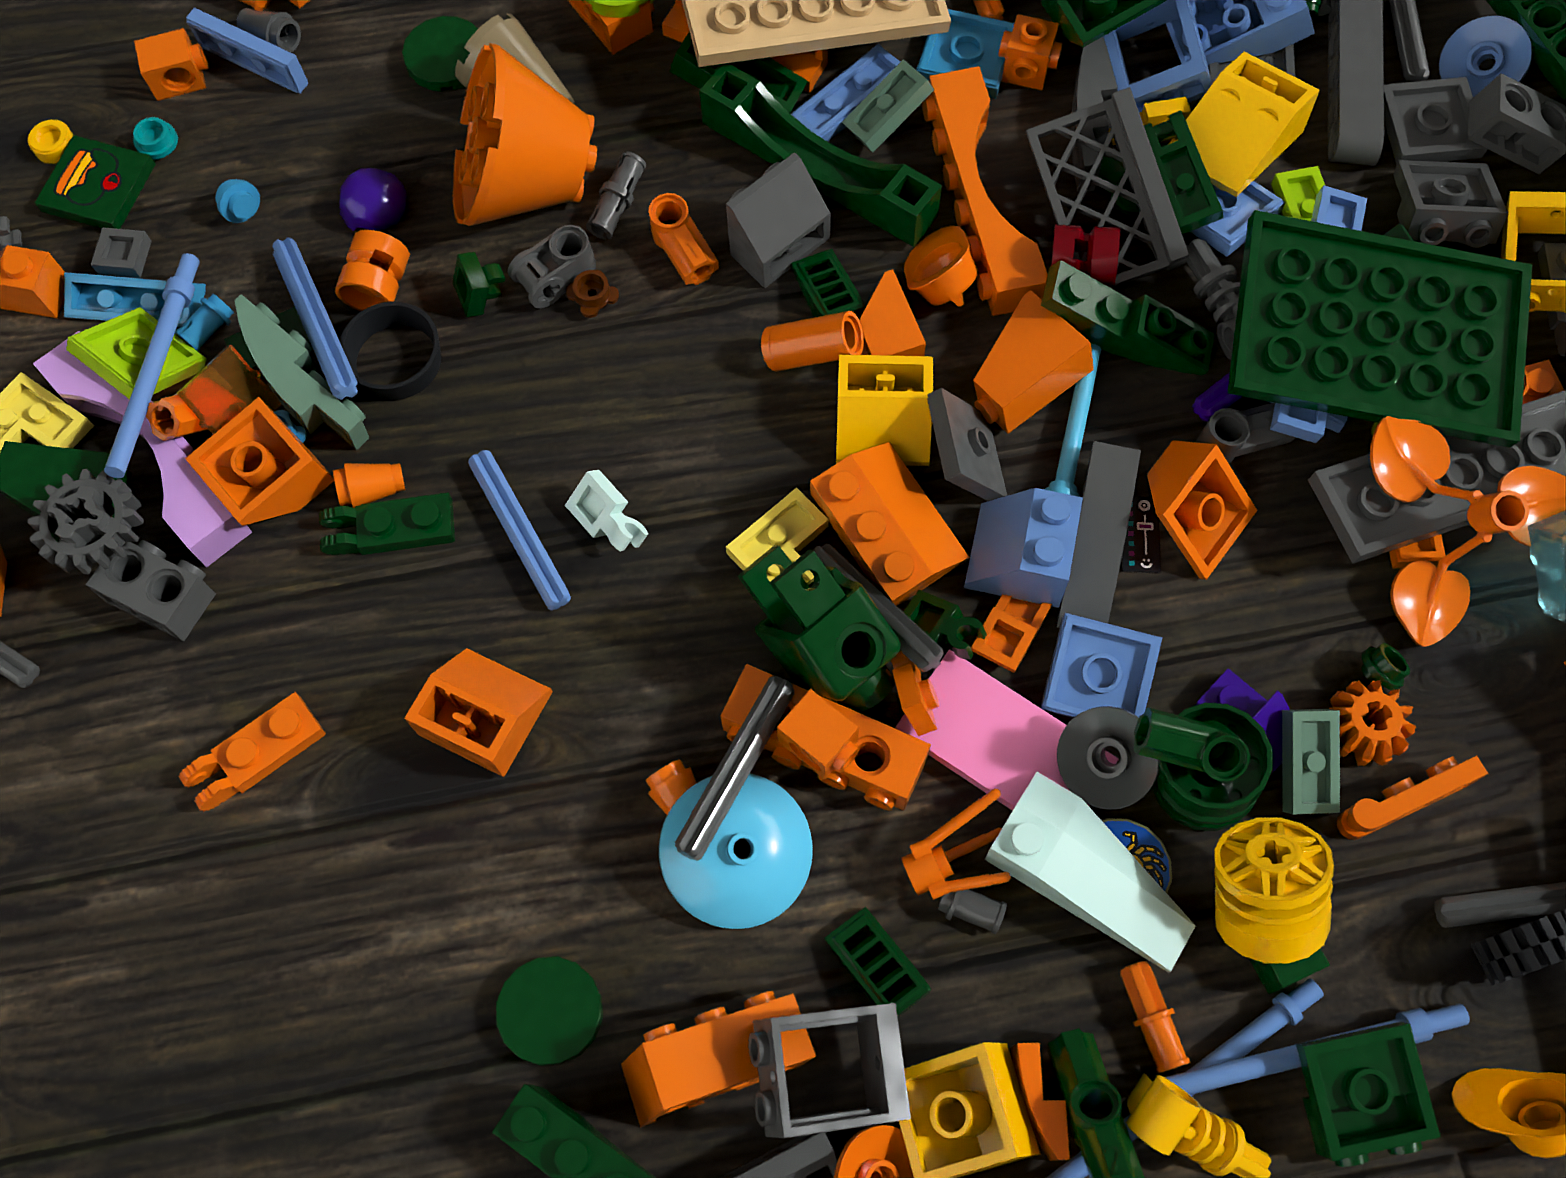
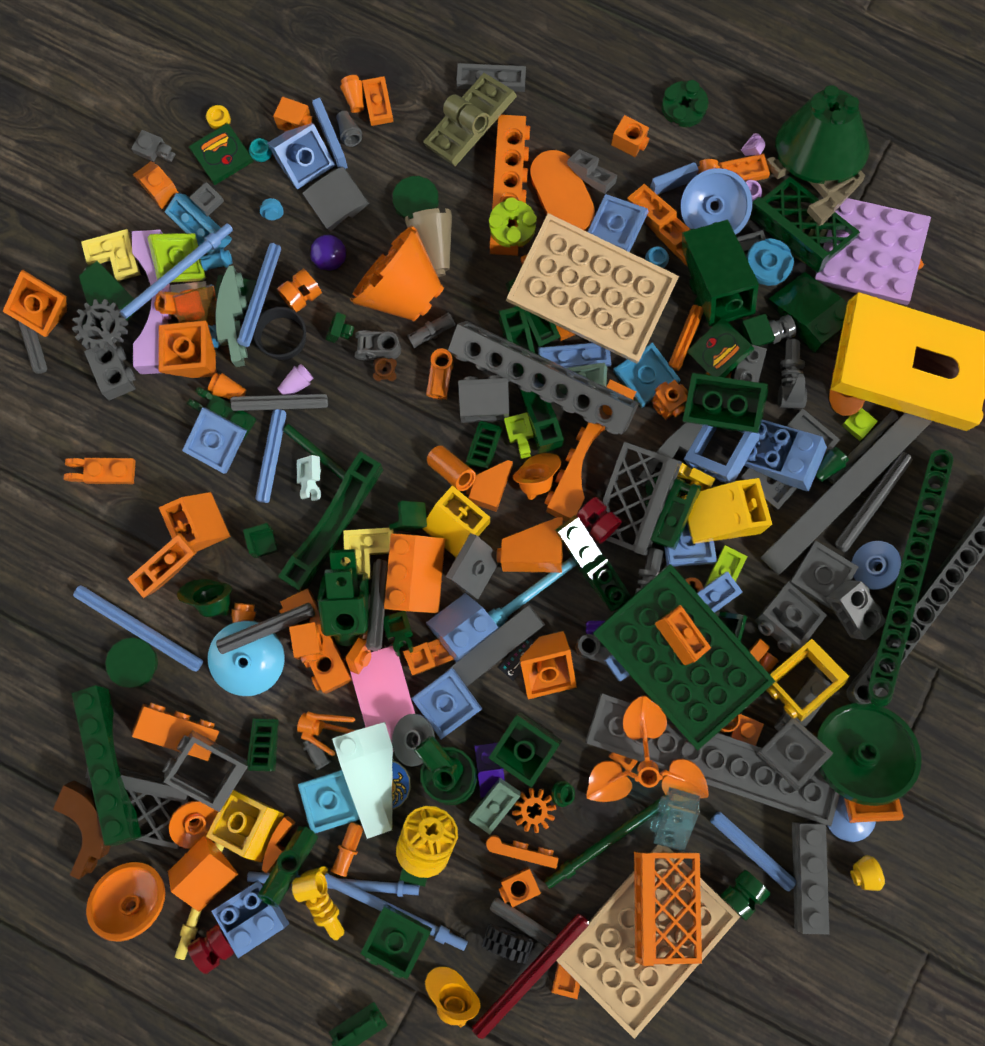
camera: 35 degrees right, 10 degrees up
(224, 100) = (301, 154): none -> medium blue slope
(324, 125) = (335, 198): none -> dark grey slope
(410, 568) = (214, 440): none -> medium blue tile
(468, 443) = (279, 402): none -> dark grey axle
(469, 398) = (295, 381): none -> lavender cone
(485, 799) = (162, 566): none -> orange slope
(514, 946) = (138, 628): none -> medium blue axle
(594, 804) = (206, 596): none -> dark green piece
(607, 657) = (260, 540): none -> dark green panel
(617, 476) = (313, 450): none -> dark green bar
(699, 548) = (314, 551): none -> dark green arch
(812, 449) = (411, 516): none -> dark green panel
(863, 232) = (518, 431): none -> lime plate
(990, 81) = (622, 407): none -> dark grey brick
(1057, 966) = (328, 802): none -> medium azure tile
(1279, 639) = (525, 749): none -> dark green slope
(1360, 294) = (683, 635): none -> orange slope
(1473, 837) = (531, 887): none -> orange brick
(1501, 726) = (568, 868): none -> dark green bar

